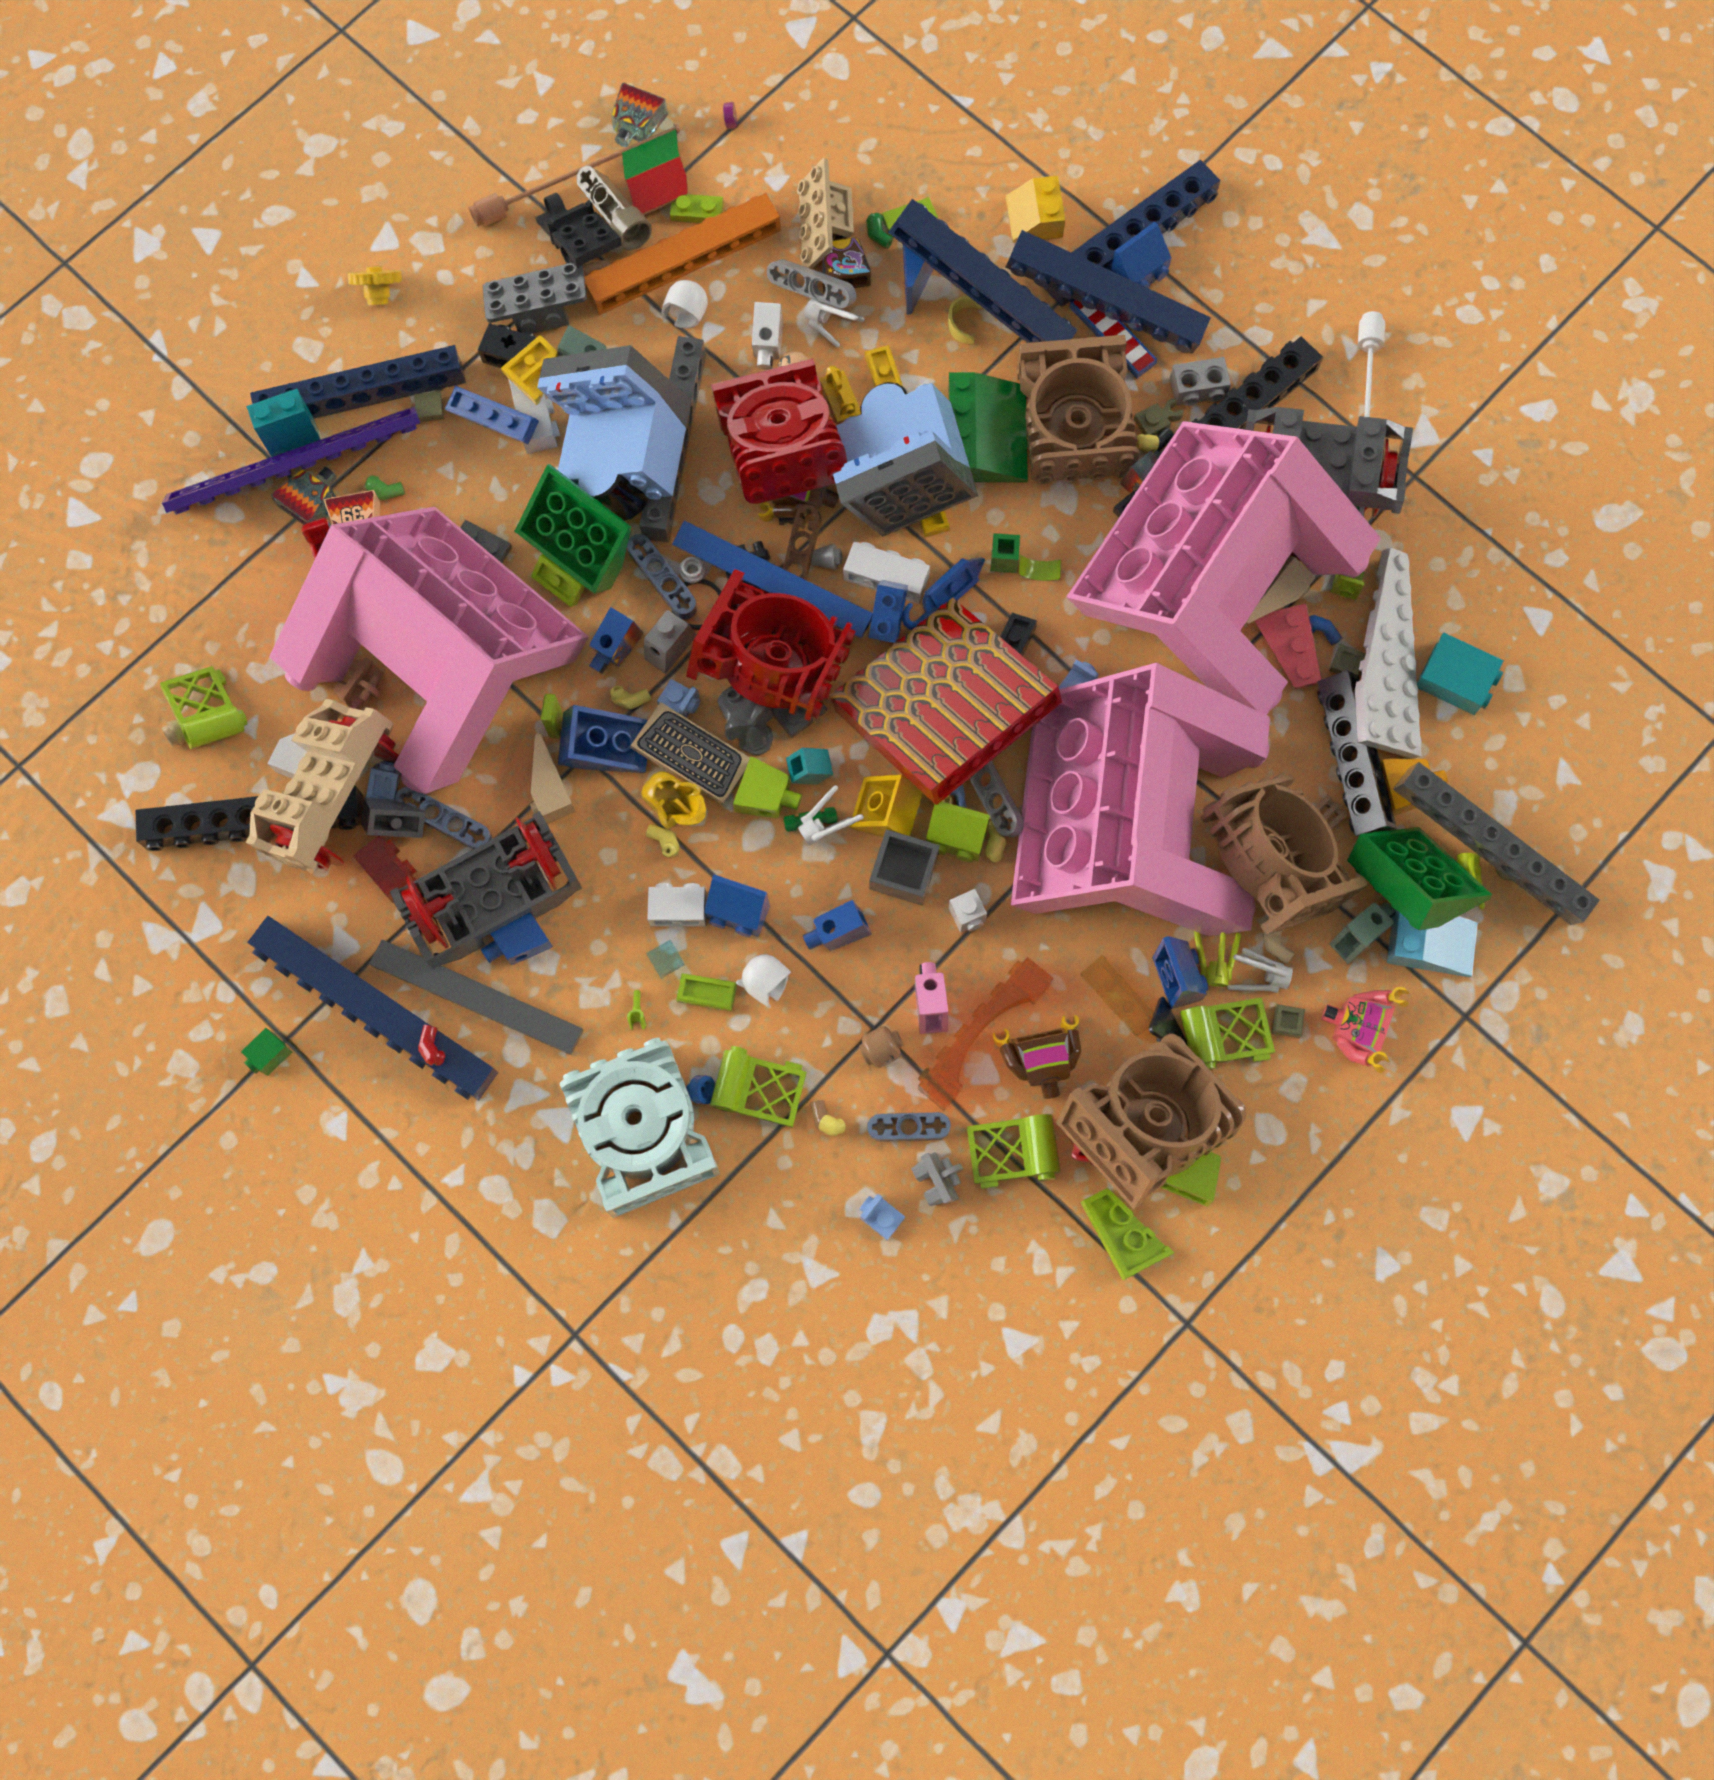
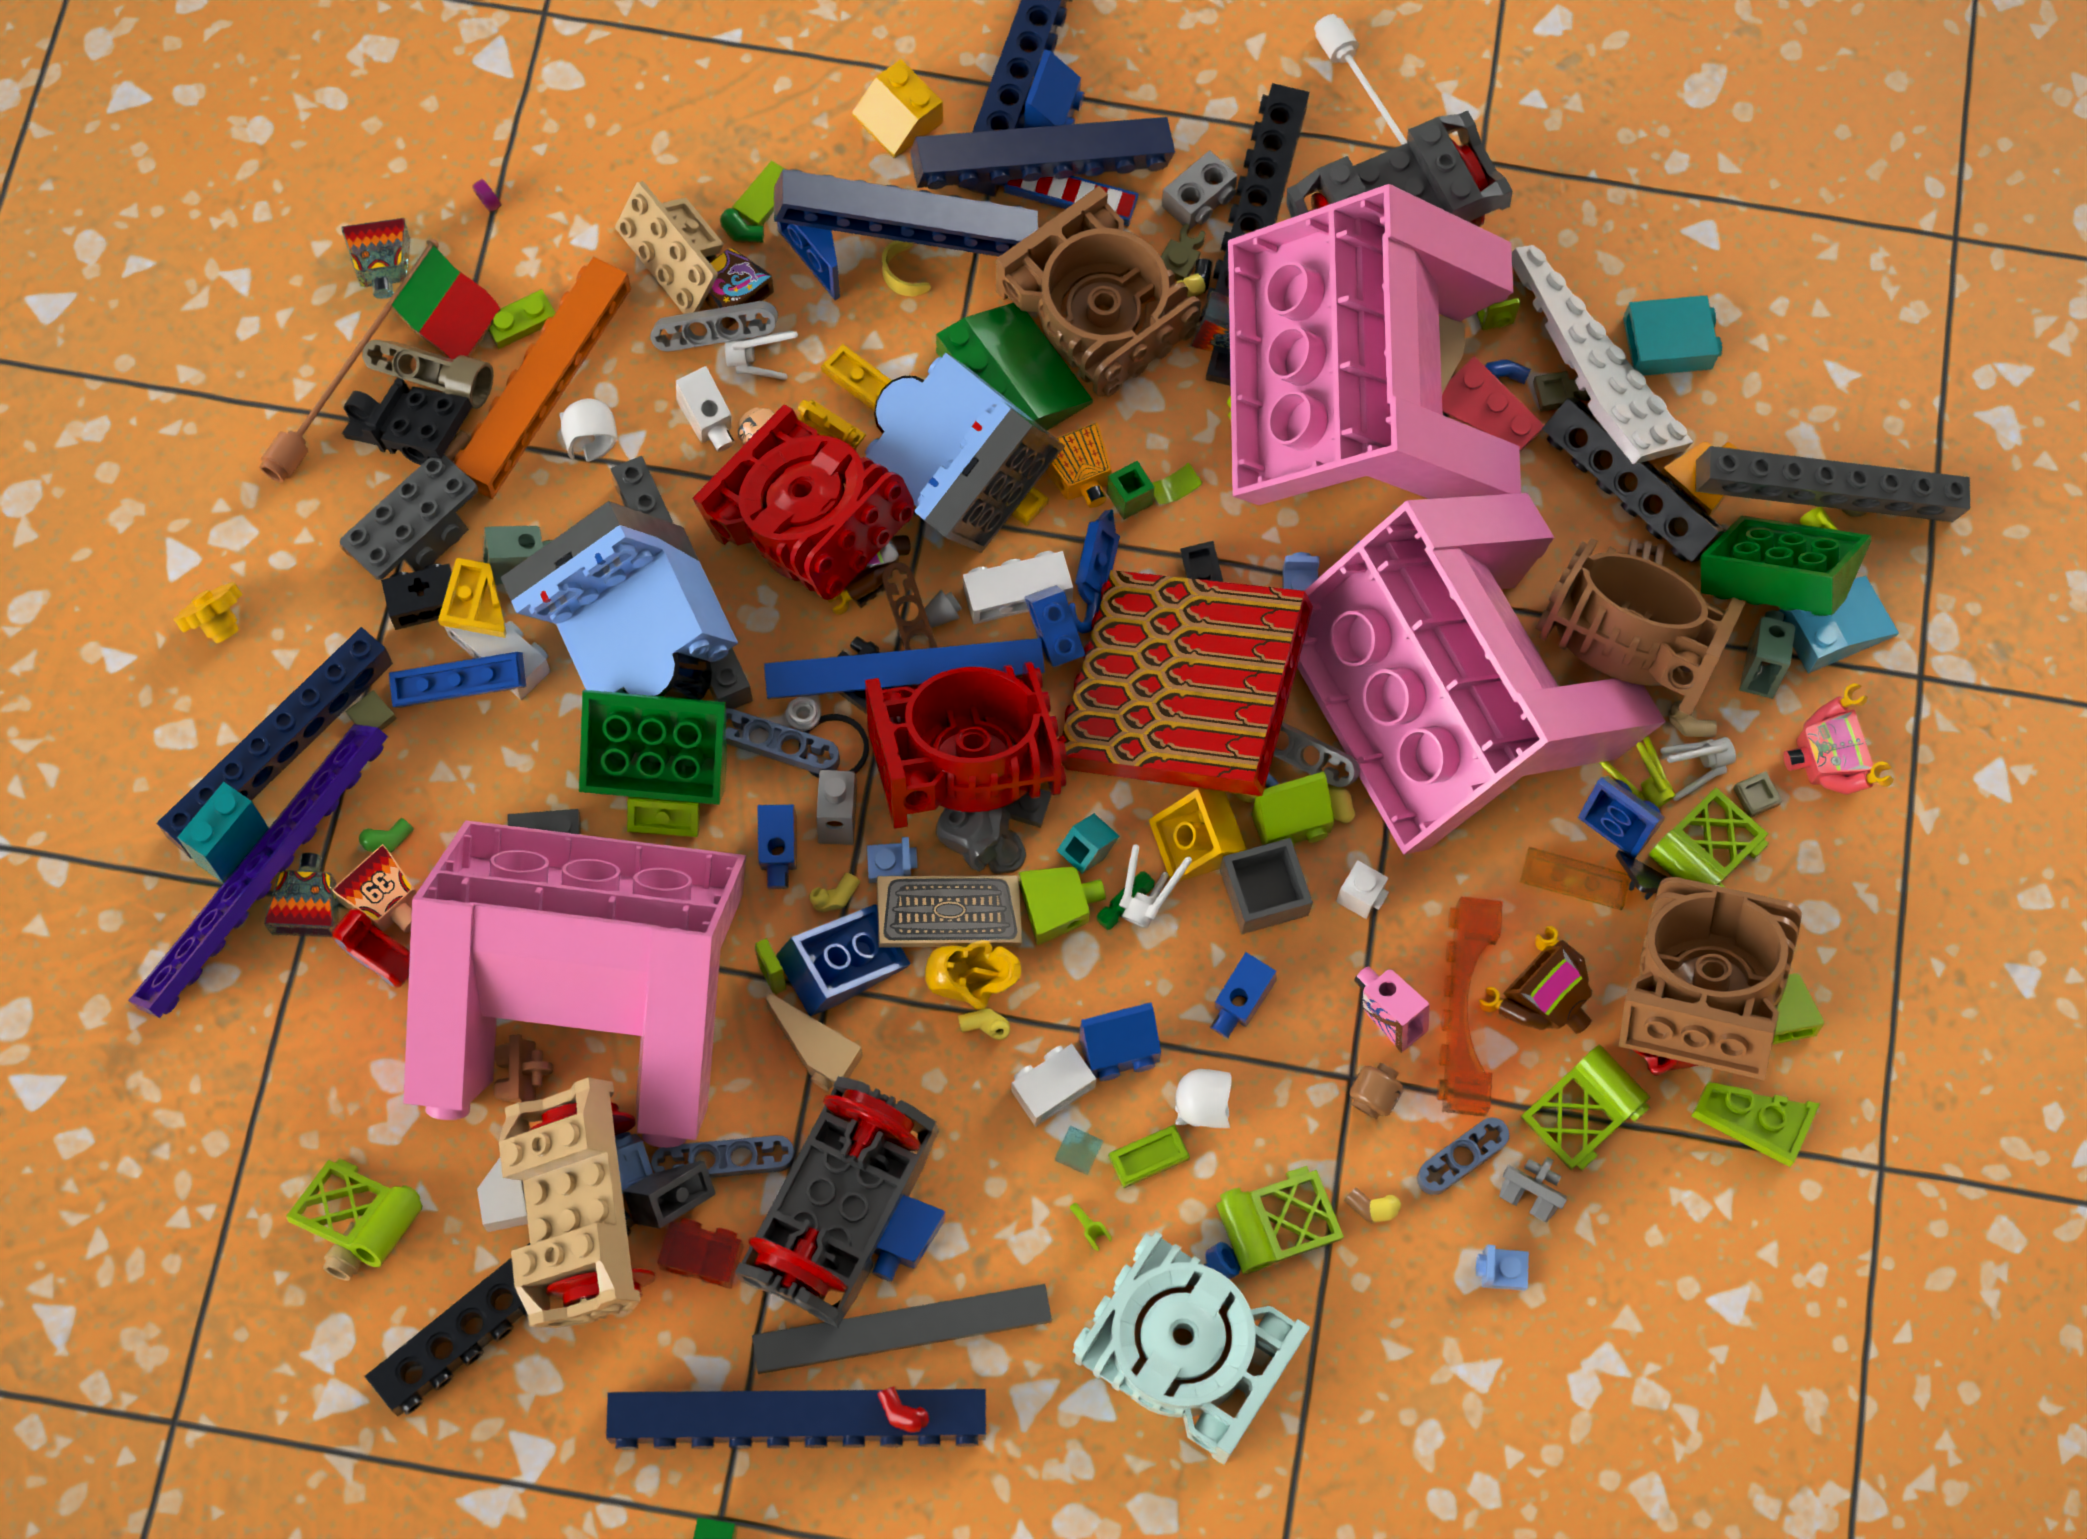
camera: 40 degrees left, 5 degrees down
(986, 515) = (1082, 466): none -> light orange torso

